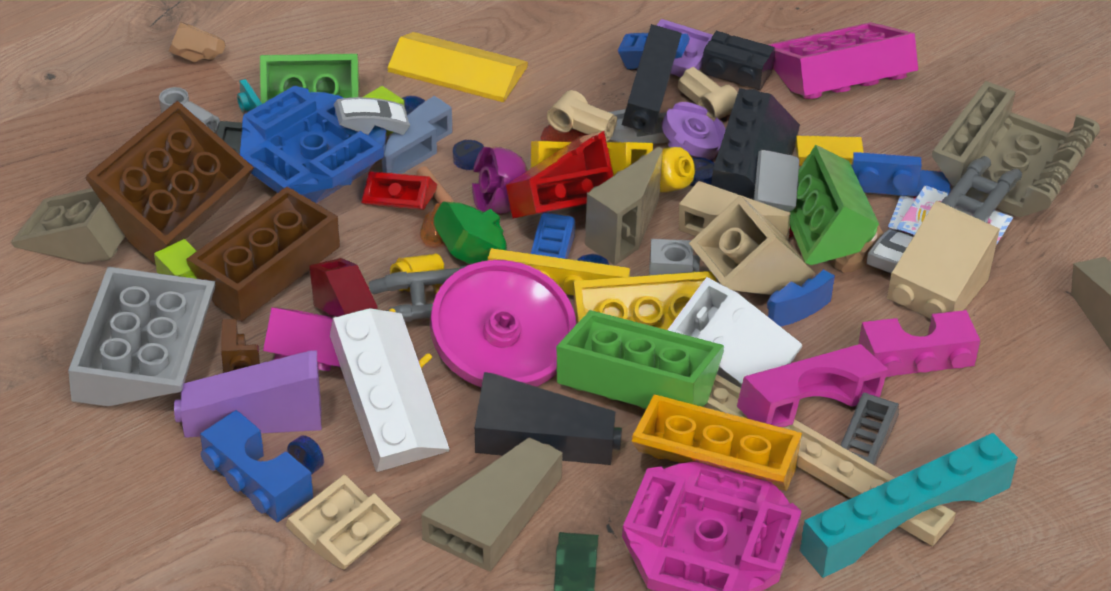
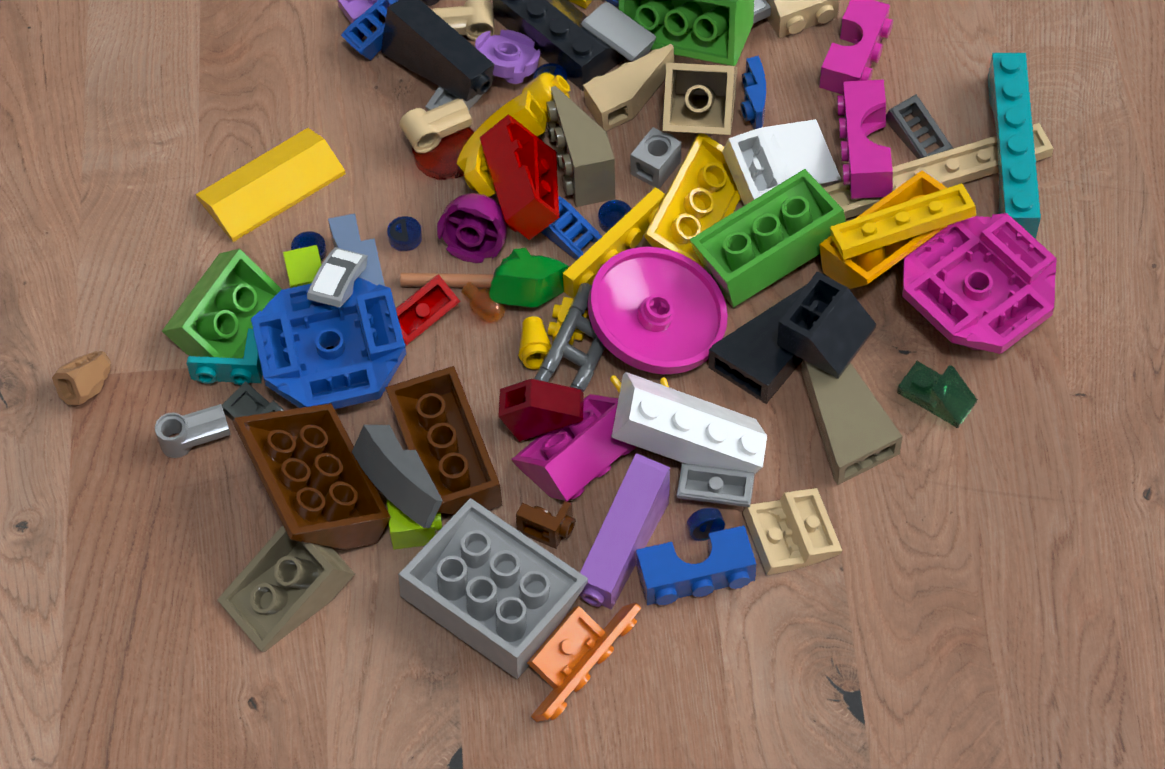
camera: 55 degrees left, 15 degrees up
(116, 419) = (573, 651): none -> orange bracket
(205, 222) = (397, 473): none -> dark grey slope
(350, 445) = (715, 485): none -> light grey slope
(557, 426) = (825, 325): none -> black slope
(716, 430) = (903, 221): none -> yellow plate

